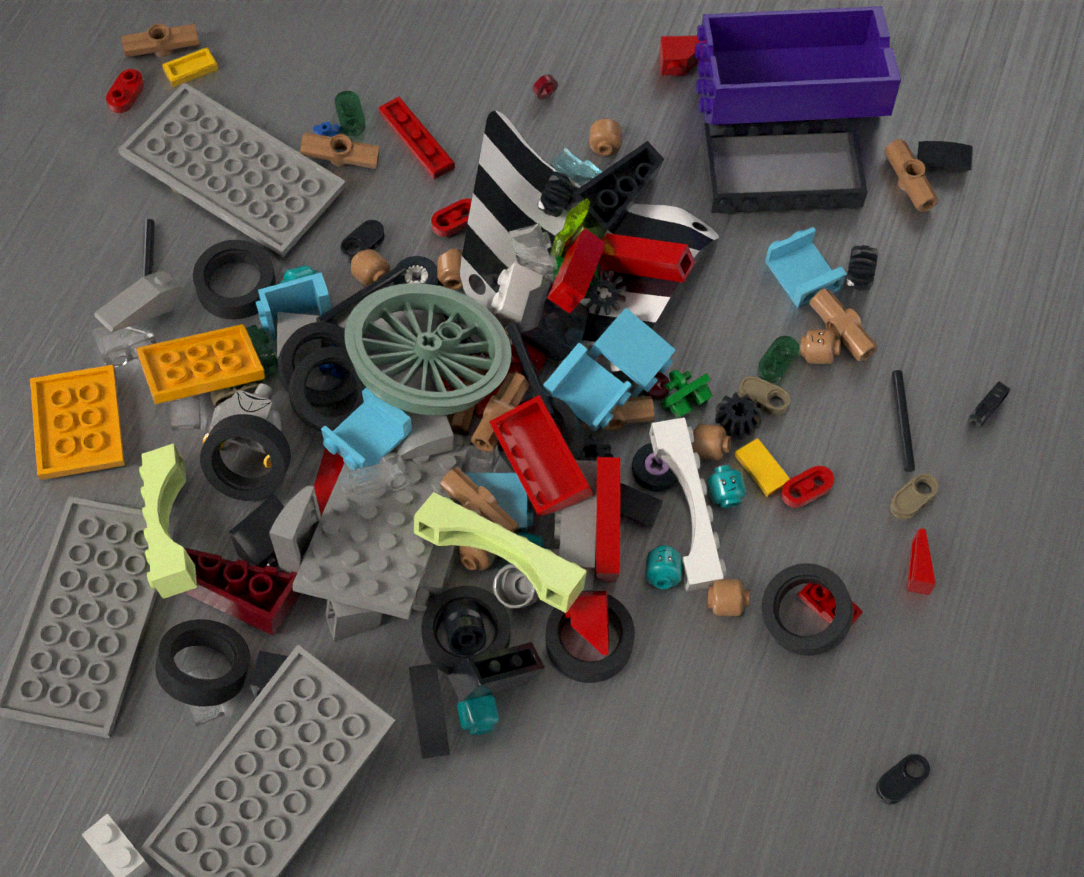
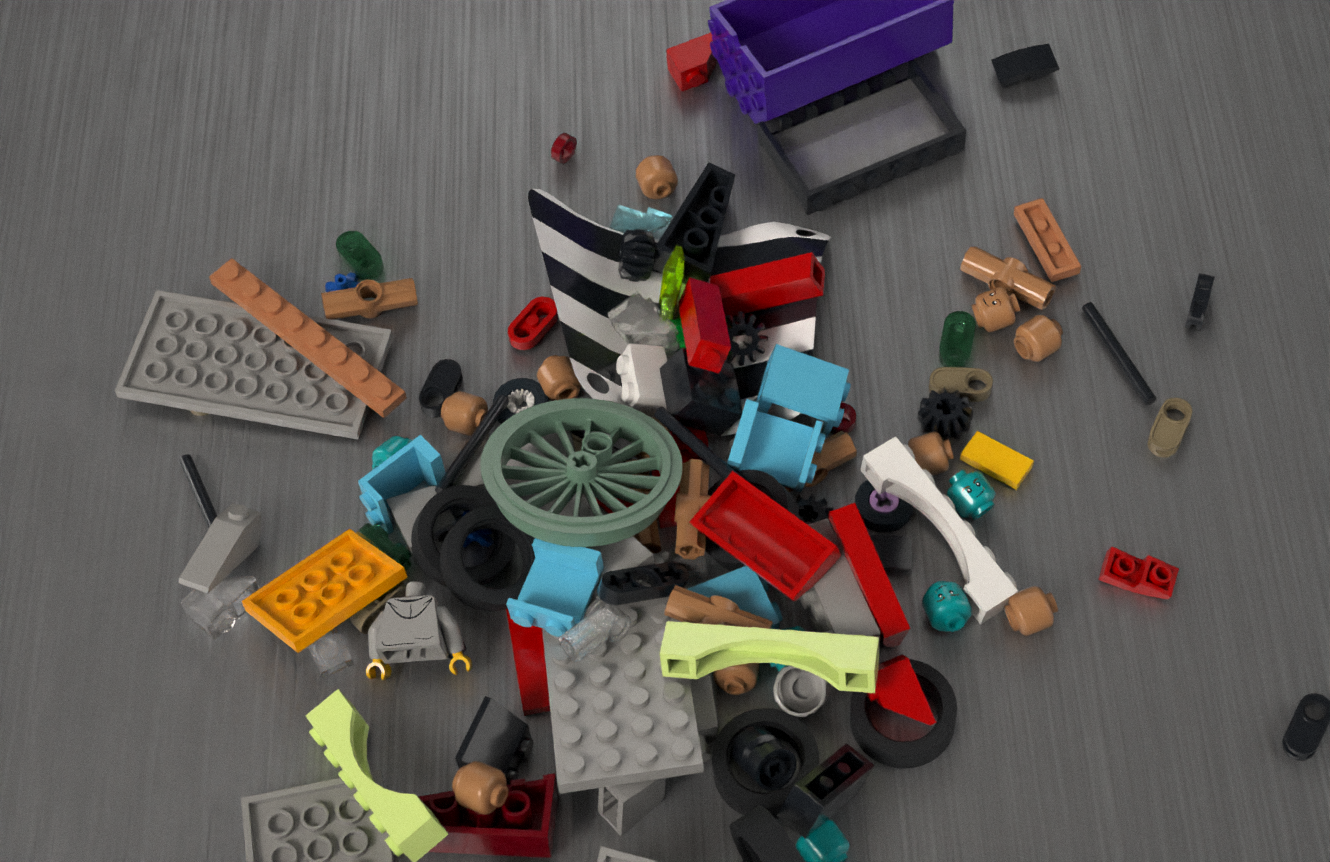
camera: 15 degrees left, 5 degrees down
(76, 422) = (209, 712): light orange plate -> none
(128, 87) = (89, 319): red plate -> none
(160, 40) = (103, 255): medium nougat piece -> none
(190, 67) = (150, 272): yellow tile -> none
(224, 253) = (306, 451): black tyre -> none
(231, 483) = (438, 707): black tyre -> none
(237, 561) = (480, 787): none -> medium nougat head
(279, 164) = (308, 338): none -> nougat plate
(295, 529) = (534, 727): light grey slope -> none
(415, 452) = (621, 586): none -> black beam
(416, 137) = (446, 254): red tile -> none
(697, 388) = (872, 425): green hips -> none
(792, 577) = (1122, 547): black tyre -> none
(802, 267) = (934, 236): medium azure panel -> none
(806, 488) = (1053, 462): red plate -> none
(843, 383) = (1038, 338): none -> medium nougat head
(862, 267) = (998, 210): black gear -> none
(890, 306) = (1047, 240): none -> nougat plate
(911, 175) = (1001, 97): medium nougat piece -> none
(921, 572) = (1215, 497): red slope -> none

